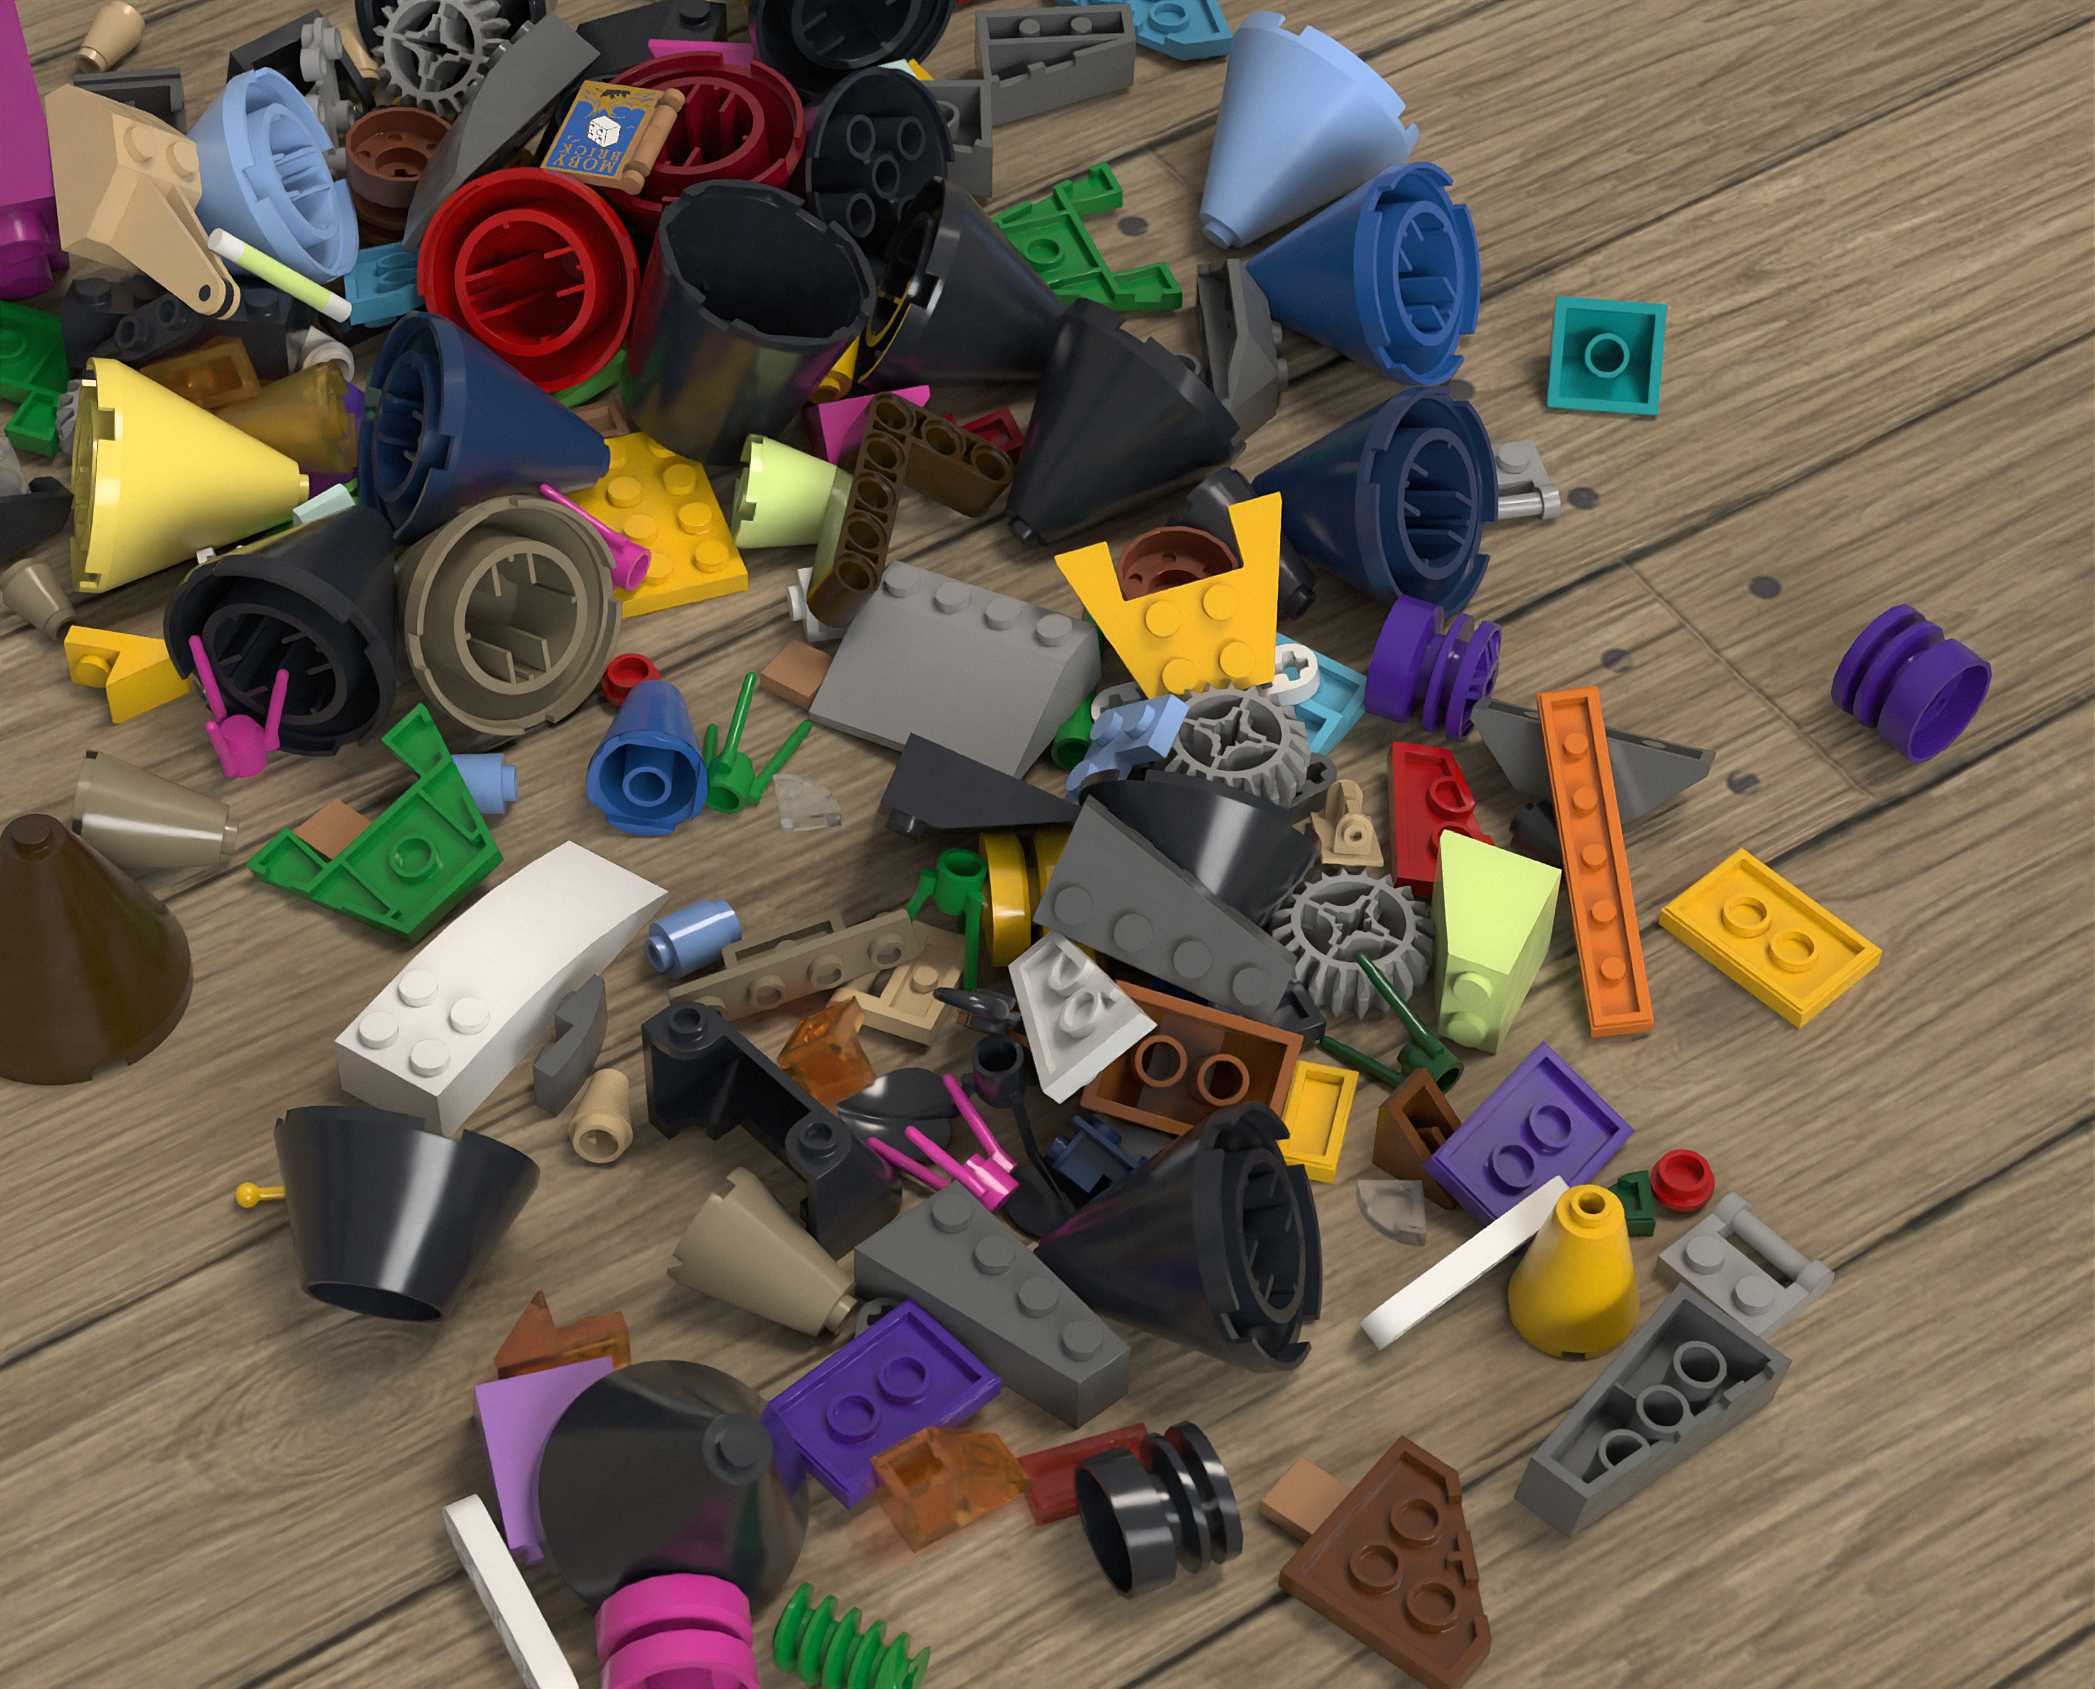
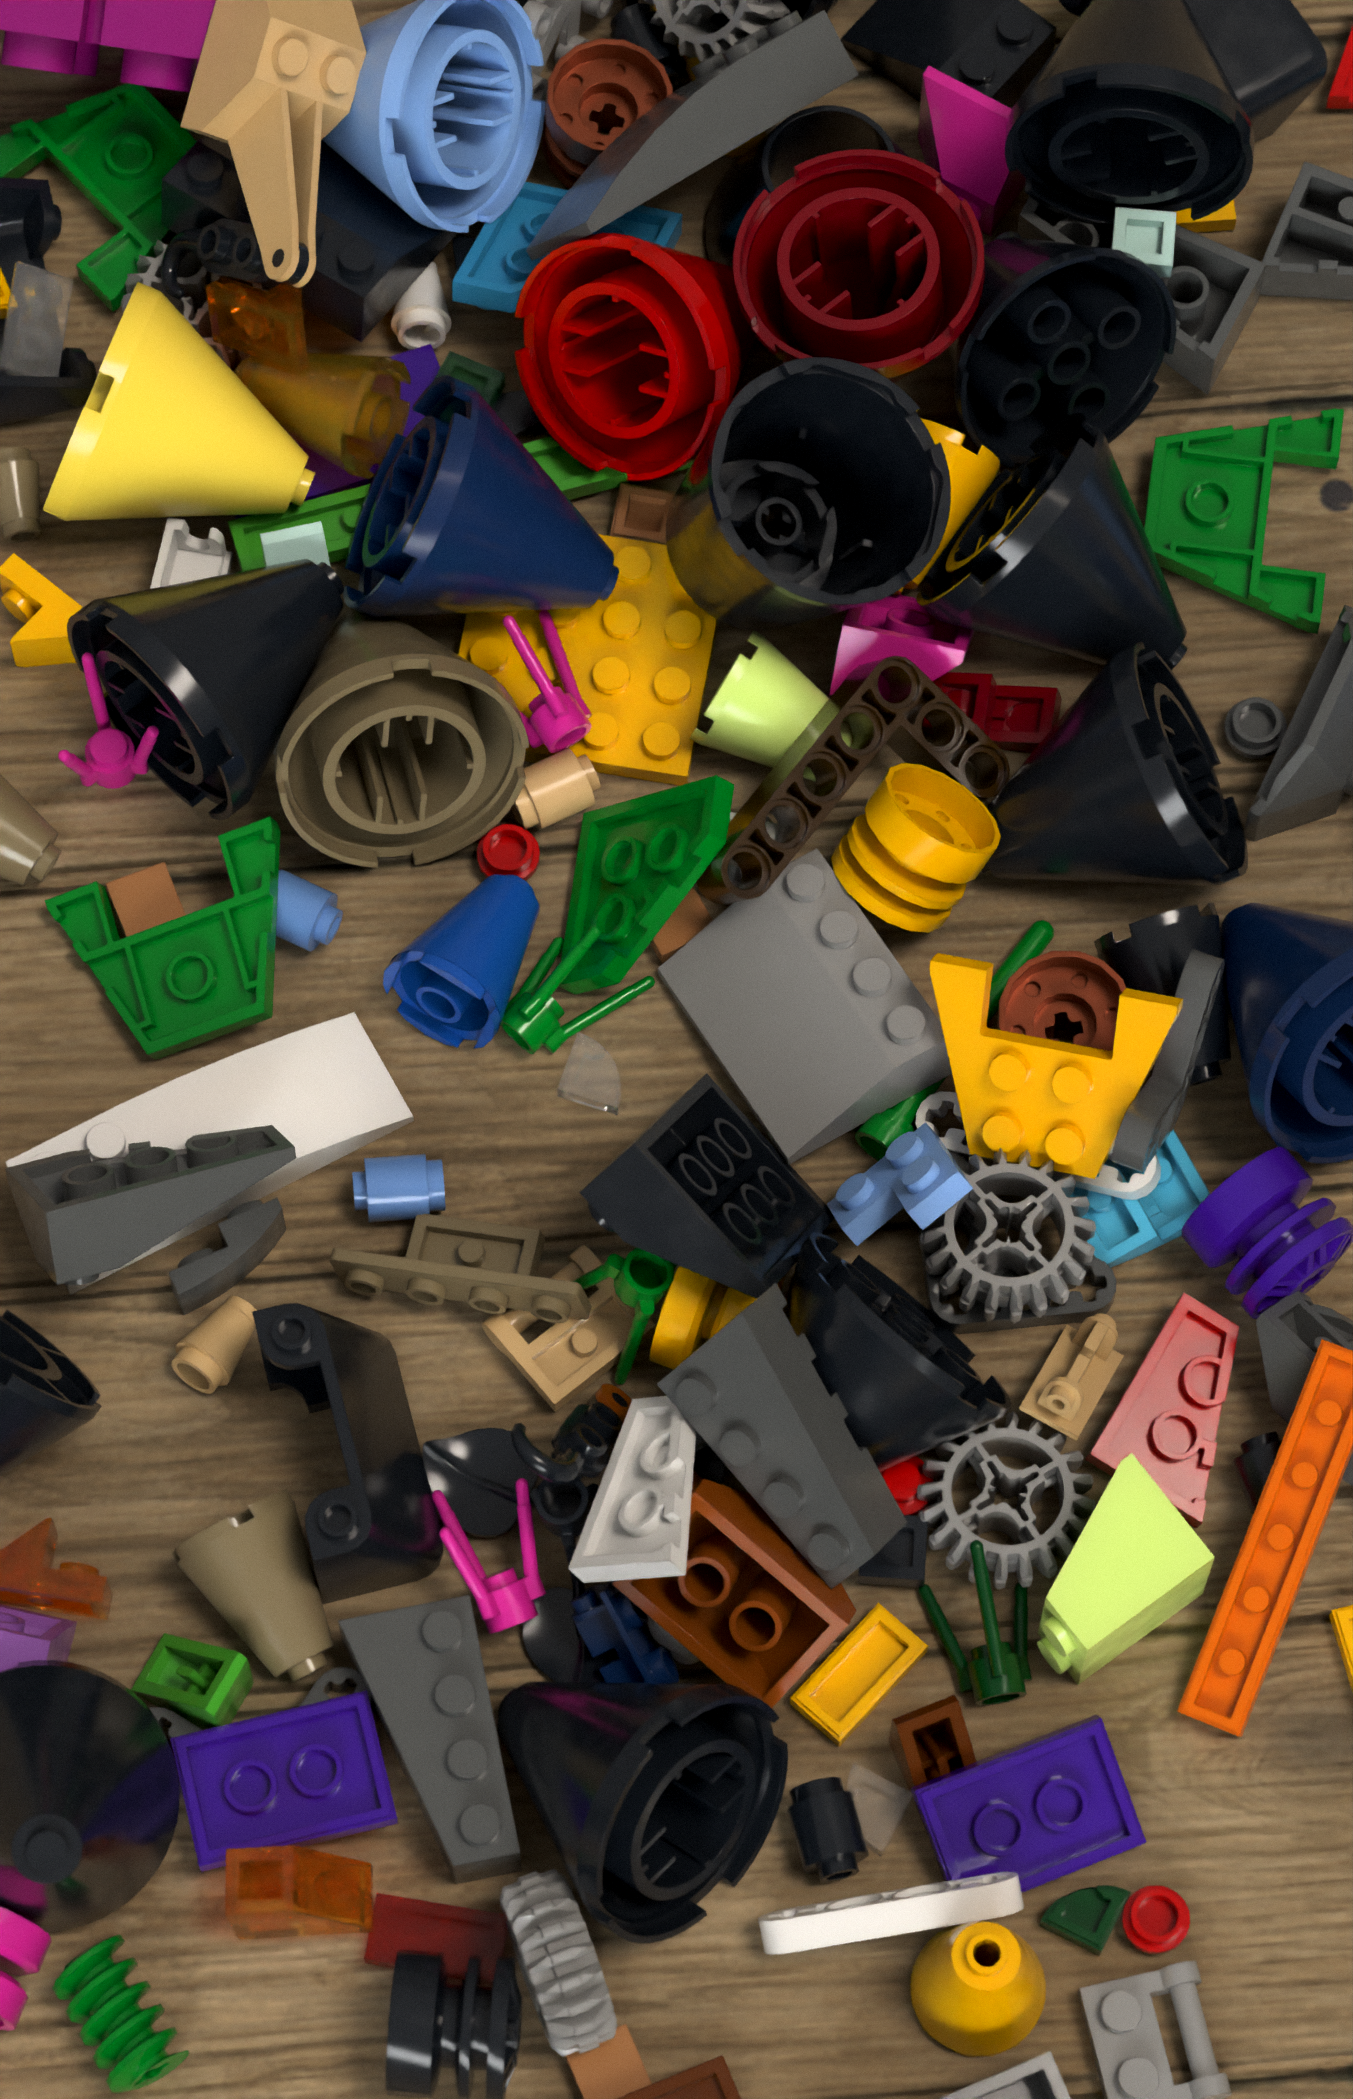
camera: 30 degrees right, 20 degrees up
(279, 275) = (381, 242): yellowish green bar -> none
(475, 1009) = (109, 1211): none -> dark grey wedge
(613, 134) = (768, 238): piece -> none
(648, 618) = (555, 790): none -> tan brick
(757, 1351) = (195, 1680): none -> bright green slope
(758, 626) = (636, 870): none -> green plate
(826, 1053) = (440, 1378): clear orange slope -> none
(975, 526) = (915, 847): none -> yellow wheel
(1230, 1404) = (558, 1962): none -> light grey gear
(1296, 604) = (1163, 1096): none -> dark grey beam
(1371, 1232) = (827, 1829): none -> black brick

